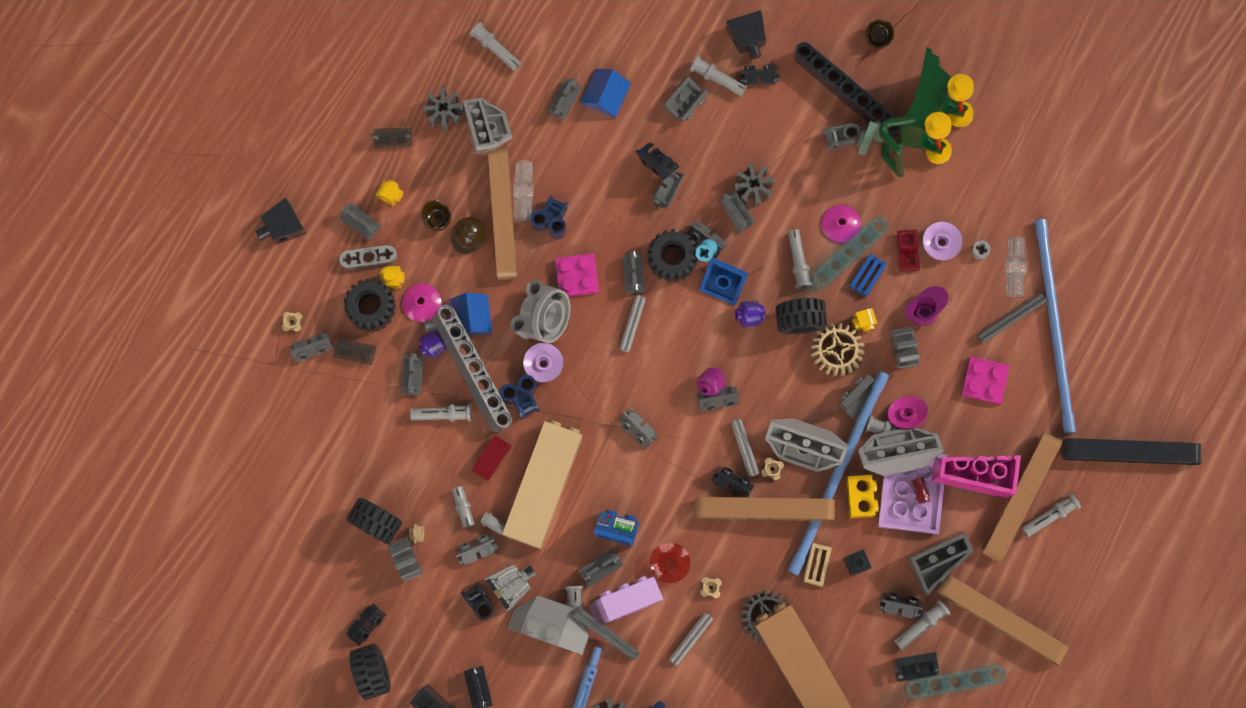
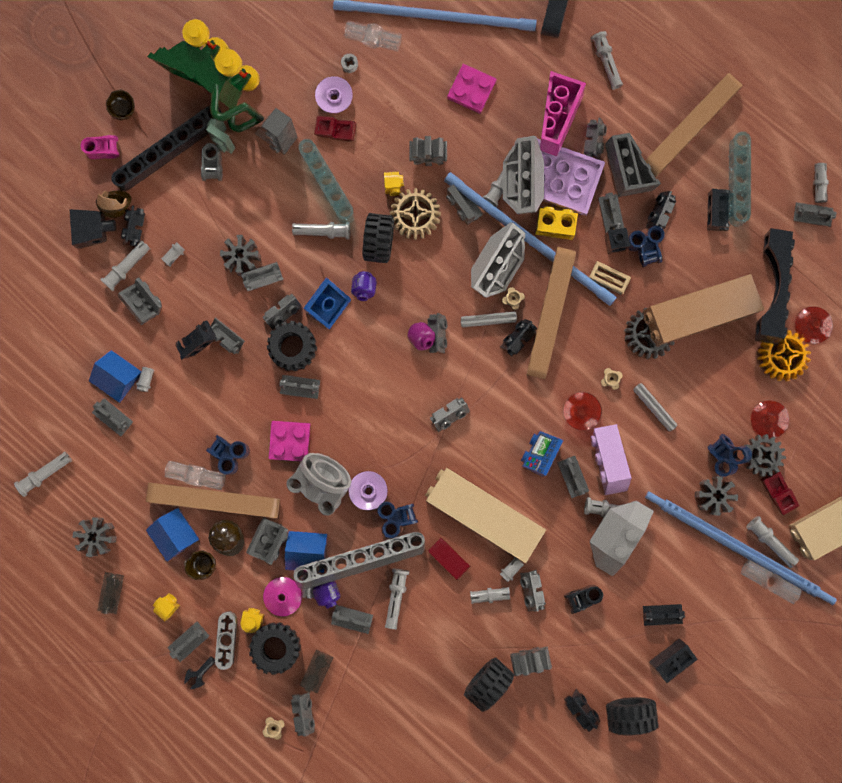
camera: 80 degrees left, 5 degrees up
(280, 223) = (172, 721): black torso -> none
(331, 239) = (199, 673): none -> black bar
(416, 534) = (506, 644): tan plate -> none
(461, 183) = (172, 534): none -> blue slope
(473, 275) = (267, 541): none -> dark grey bracket
(486, 125) = (121, 498): light grey wedge -> none
(511, 585) = (573, 564): light grey torso -> none
(605, 633) = (637, 484): dark grey axle -> none
(608, 121) = (145, 379): none -> light grey pin
(632, 323) = (348, 398): light grey axle -> none
(706, 244) = (300, 313): medium azure bush -> none
(740, 120) = (170, 257): none -> light grey pin
(778, 50) = (113, 203): none -> piece
(834, 28) = (104, 147): none -> dark pink piece
(837, 232) = (299, 192): dark pink dish -> none
(858, 597) = (648, 248): none -> dark blue piece
(876, 262) = (340, 159): blue tile -> none
(886, 193) = (278, 131): none -> dark grey wedge
(886, 552) = (611, 212): none -> dark grey hinge
(908, 406) = (481, 163): dark pink dish -> none
(920, 490) = (563, 168): dark red pin -> none
(927, 306) = (392, 121): magenta piece -> none
(929, 619) = (679, 188): light grey pin -> none
(971, 520) = (596, 132): none -> dark grey hinge
(1011, 318) = (419, 51): dark grey axle -> none
(1018, 505) = (596, 88): medium nougat beam -> none

